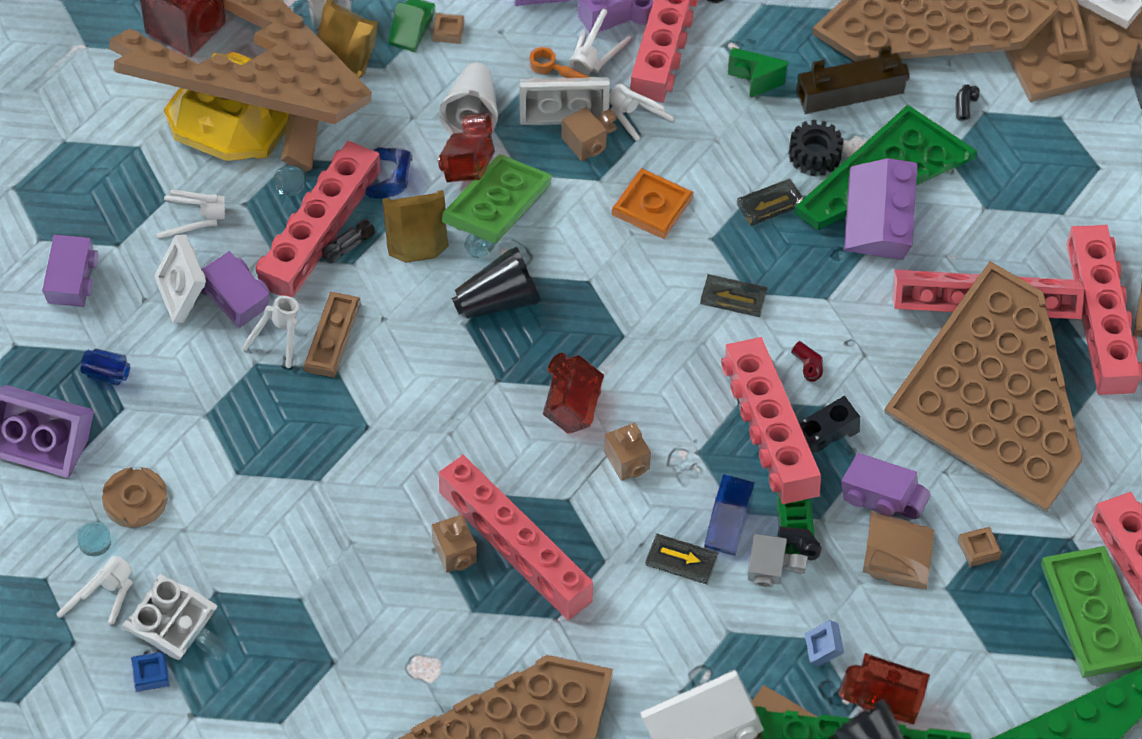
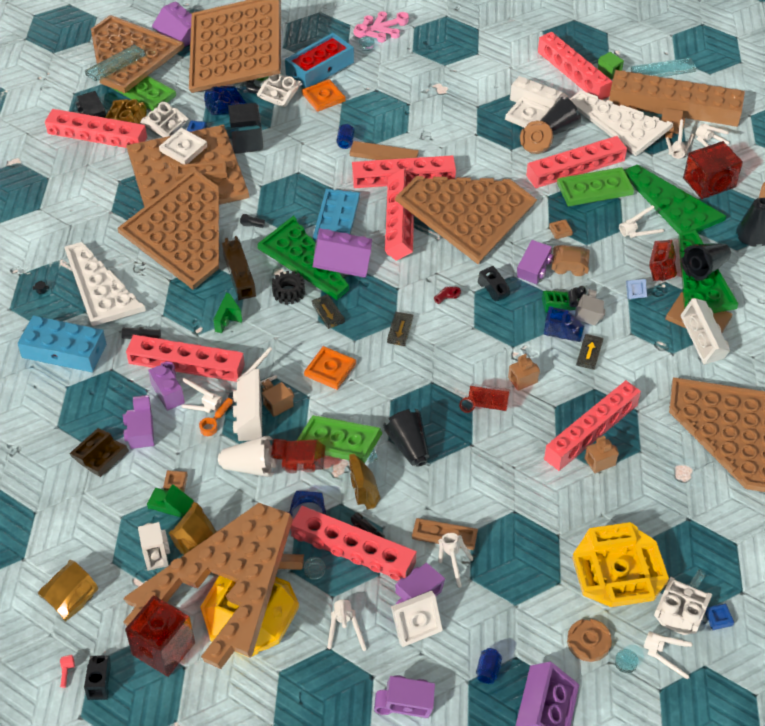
camera: 90 degrees left, 5 degrees down
(225, 504) = (625, 549): none -> yellow piece
(771, 421) = (498, 304): coral brick -> none
(982, 212) = (337, 211): none -> dark azure plate
(986, 655) = (630, 226): none -> white plant

